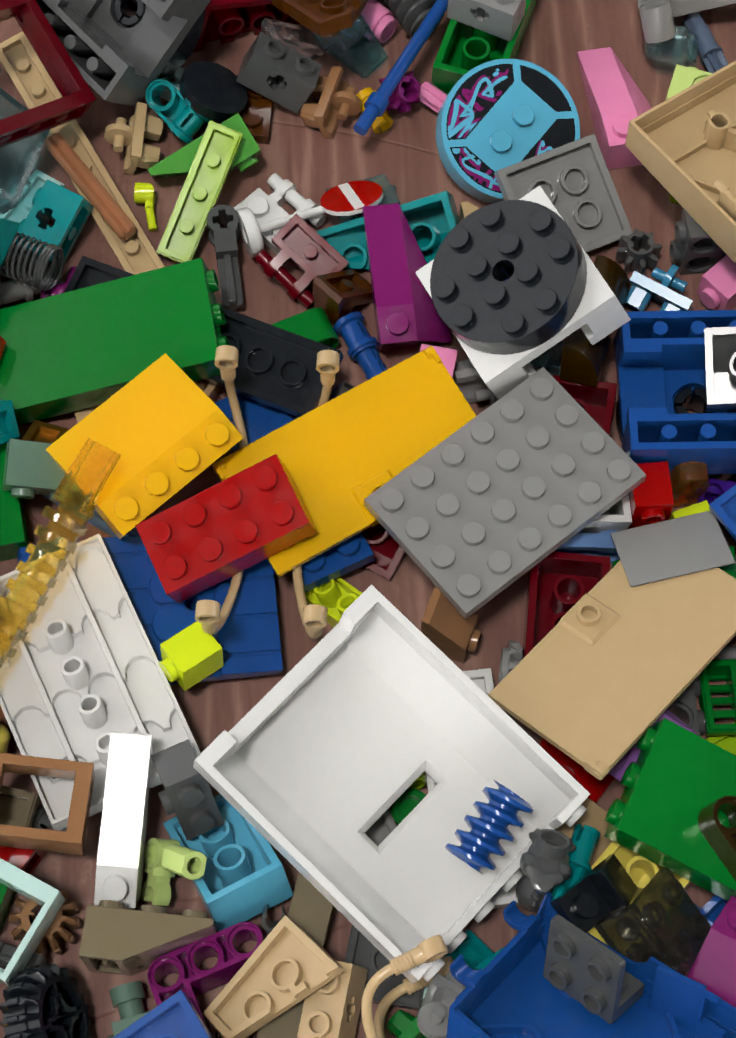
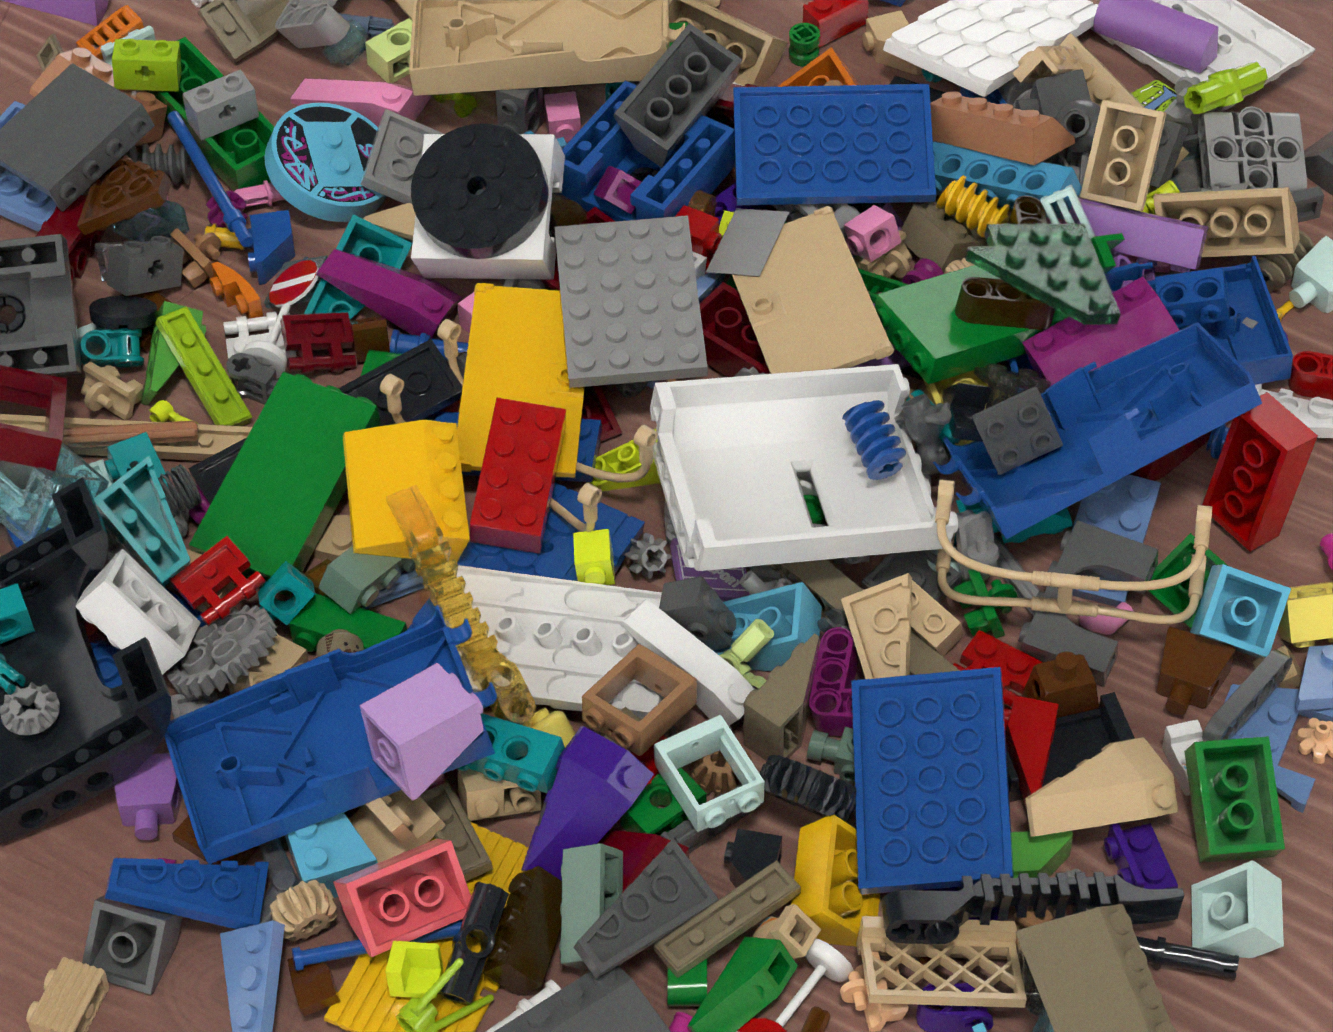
camera: 55 degrees left, 15 degrees down
(244, 694) = (656, 552): none -> light grey gear
(315, 161) = (235, 290): none -> orange slope
(389, 150) = (271, 243): none -> blue slope
(646, 388) = (616, 188): none -> magenta panel

